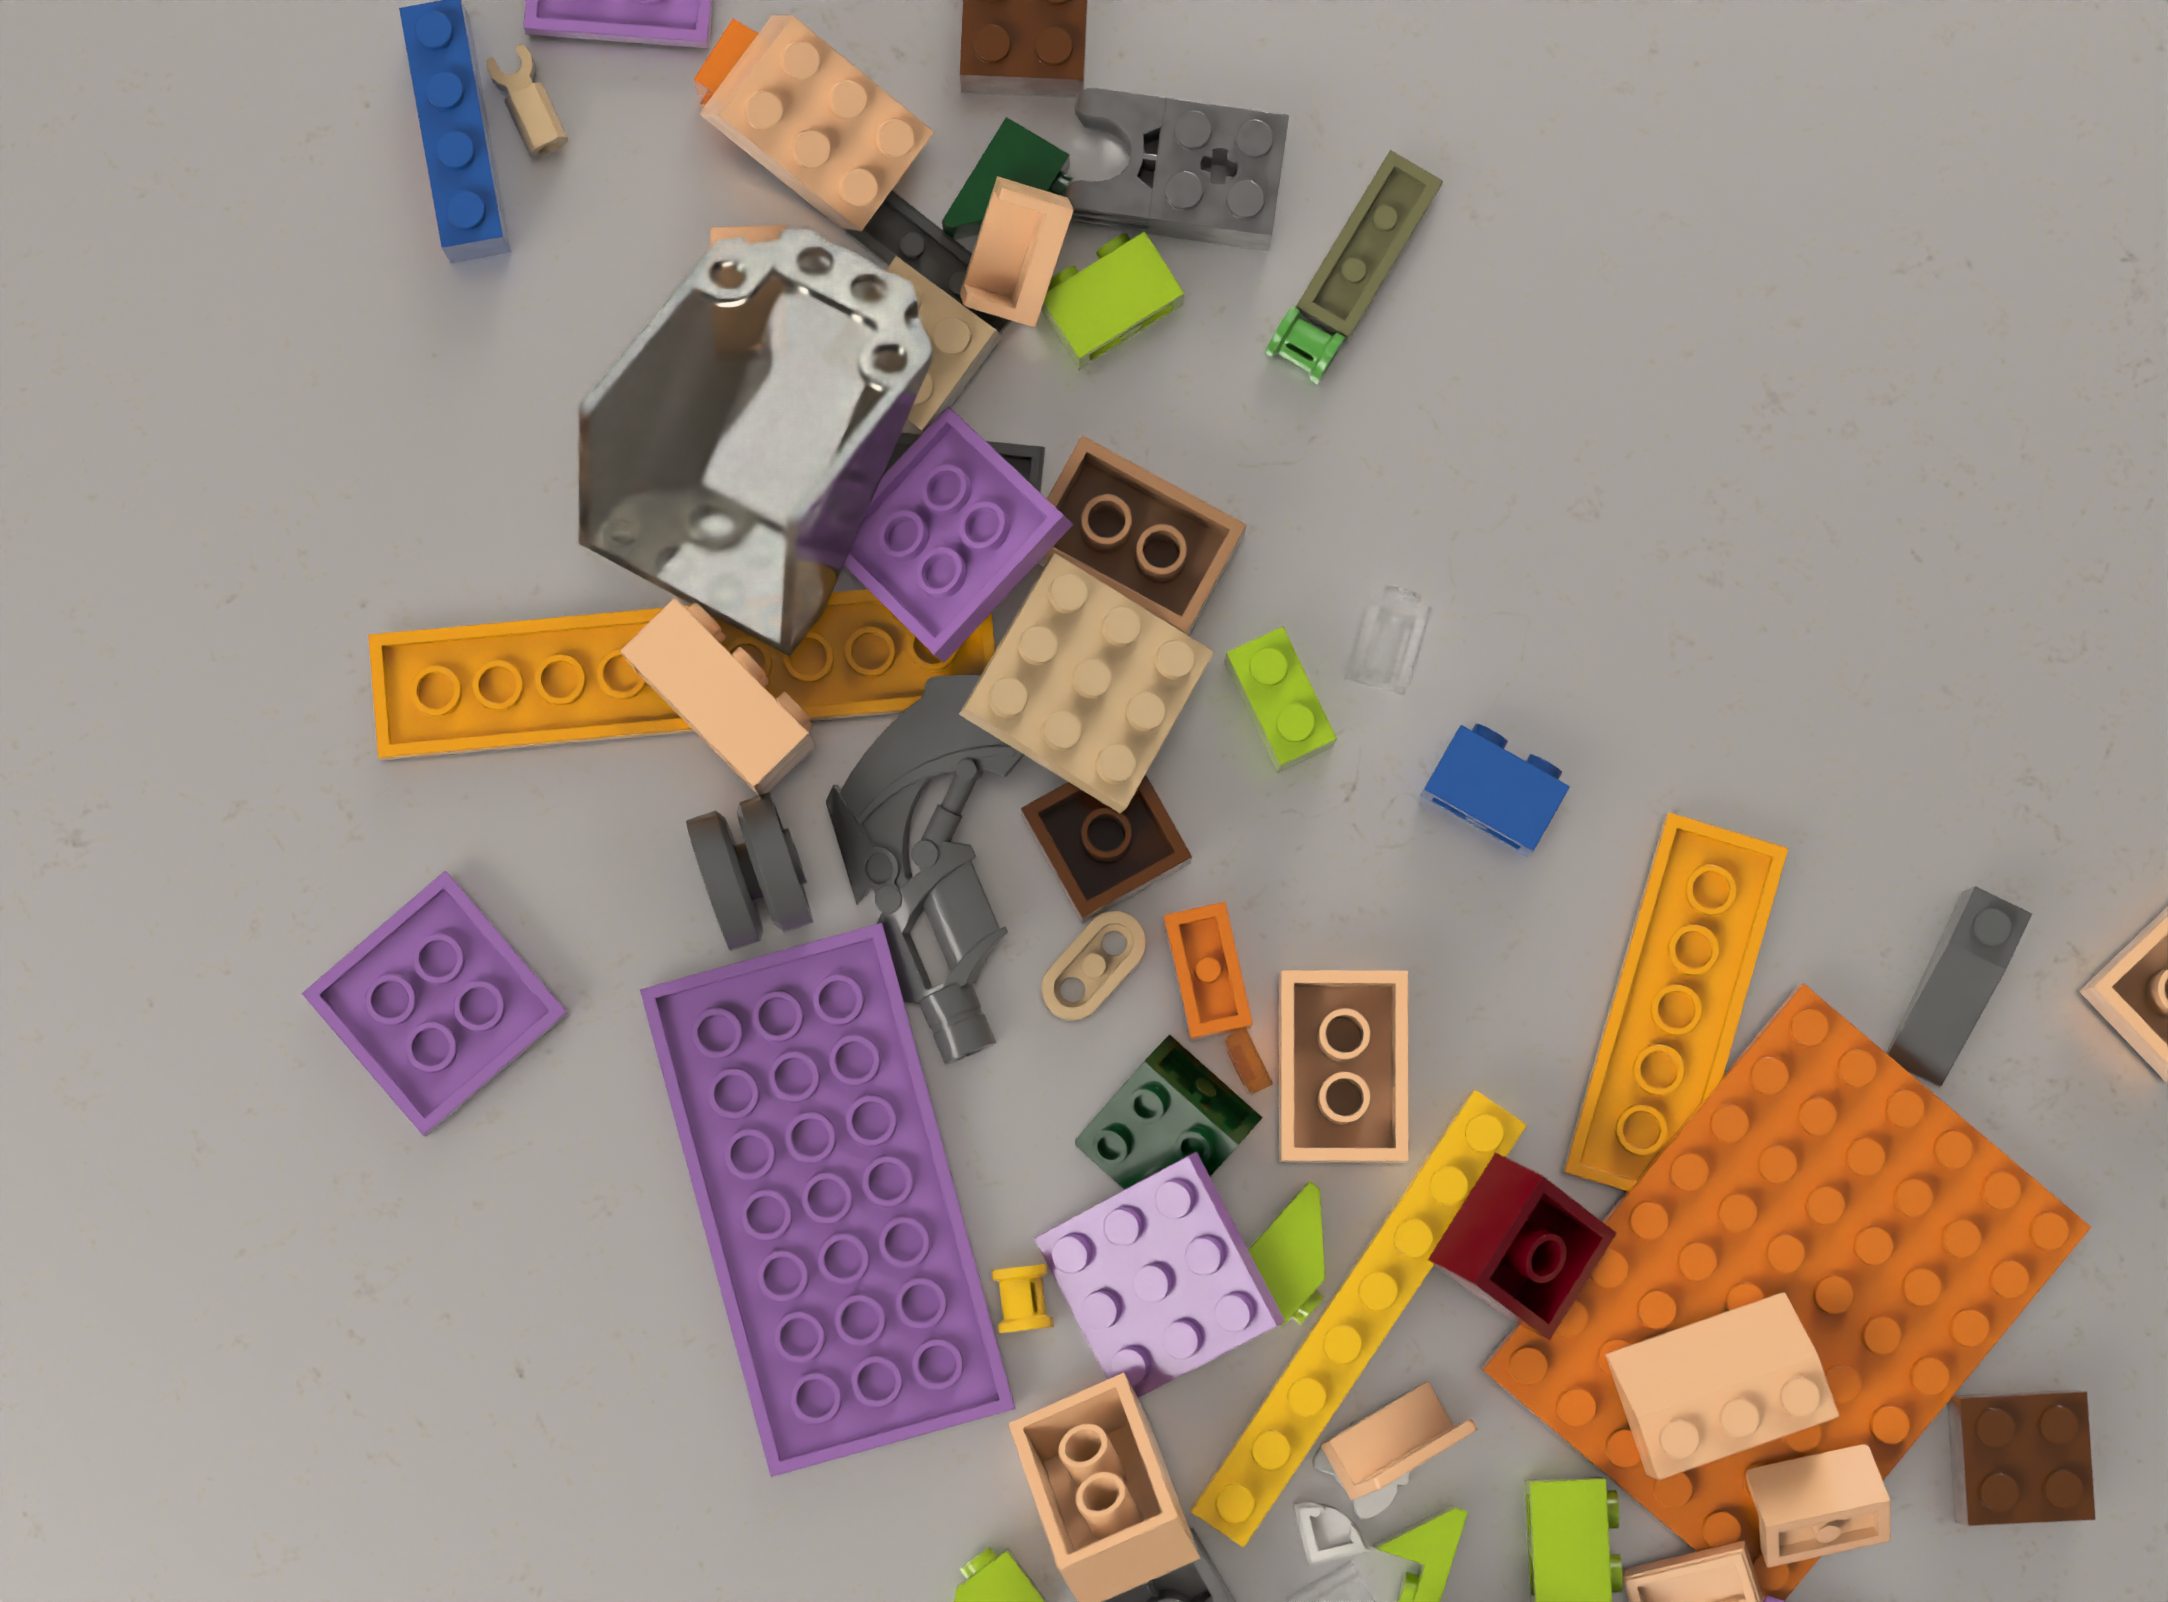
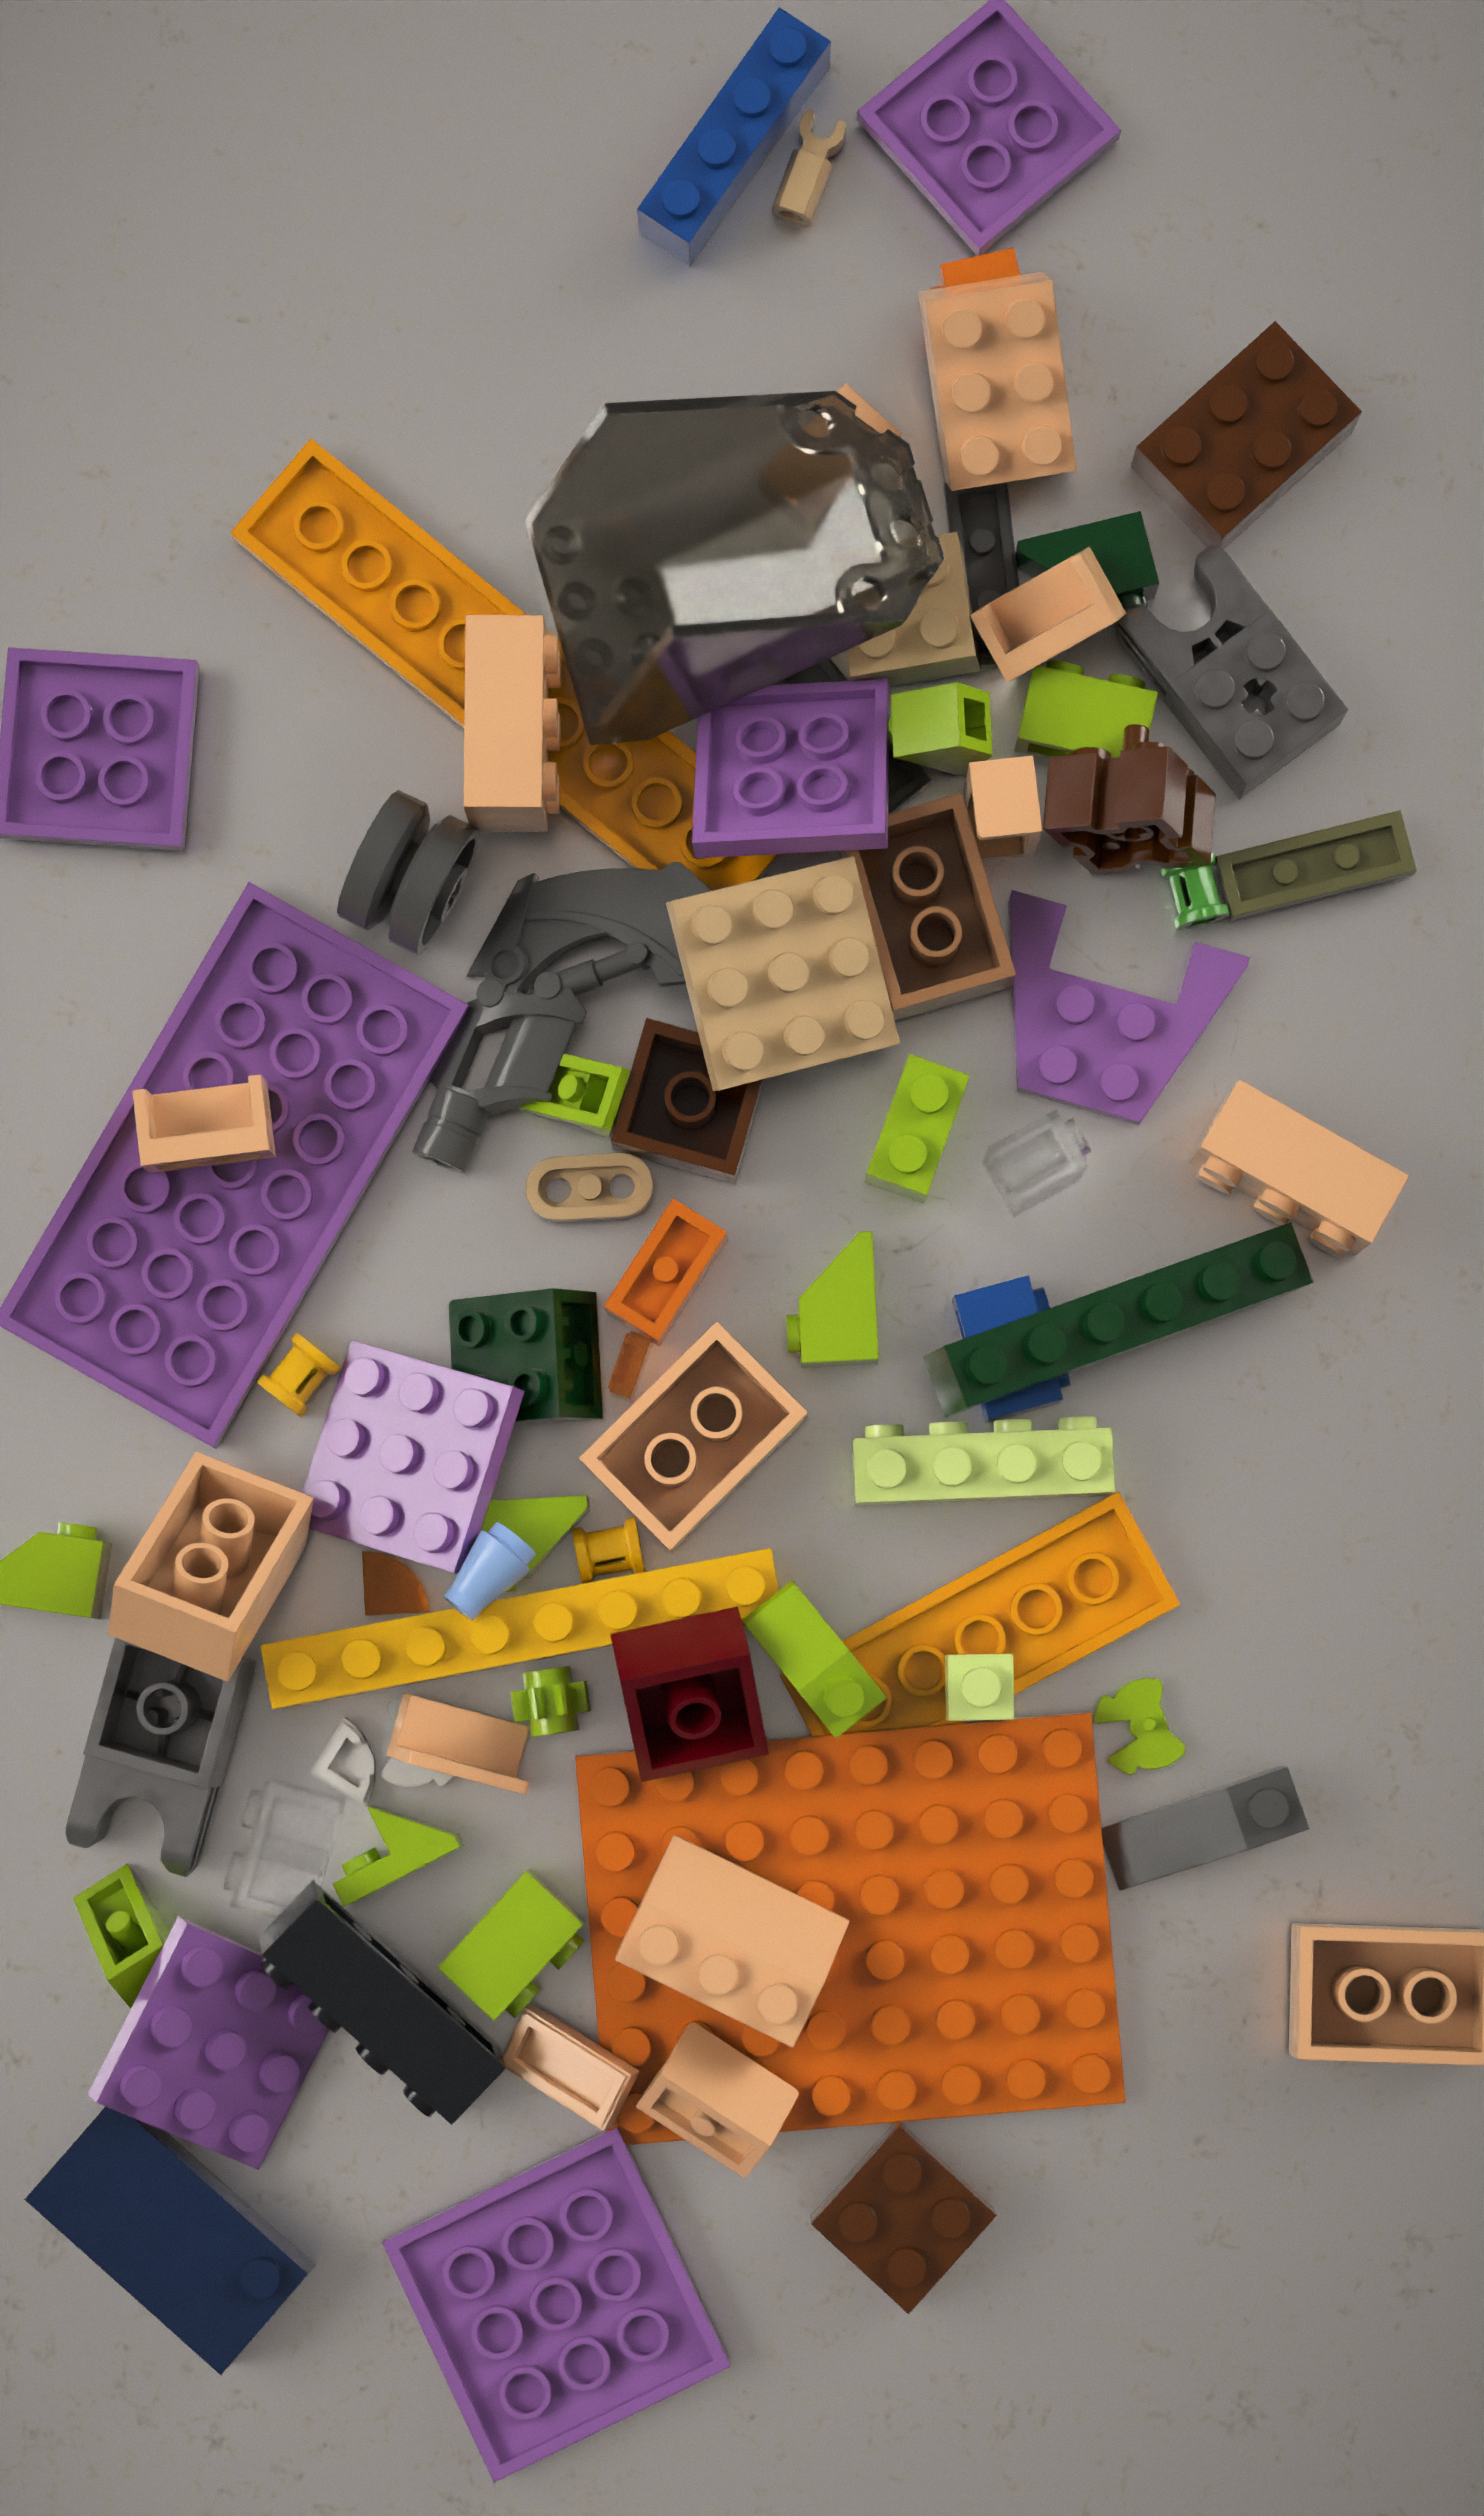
camera: 50 degrees right, 0 degrees up
(784, 1190) = (204, 1126): none -> light nougat panel
(1022, 402) = (941, 727): none -> lime slope
(1028, 903) = (584, 1094): none -> lime slope
(1119, 414) = (1004, 807): none -> light nougat panel
(1209, 331) = (1129, 807): none -> reddish brown brick
(1234, 1381) = (391, 1587): none -> clear orange tile
(1299, 1298) = (489, 1570): none -> light blue cone
(1339, 516) = (1097, 1041): none -> medium lavender wing
(1352, 879) = (839, 1311): none -> lime slope
(1360, 1204) = (608, 1550): none -> yellow bush
(1426, 1348) = (550, 1701): none -> lime gear
(1554, 695) = (1117, 1319): none -> dark green brick
(1558, 890) = (983, 1466): none -> yellowish green brick
(1572, 469) = (1297, 1171): none -> light nougat brick
(1583, 1136) = (814, 1659): none -> lime slope
(1713, 1041) = (979, 1687): none -> yellowish green brick
(1827, 944) = (1154, 1744): none -> lime piece

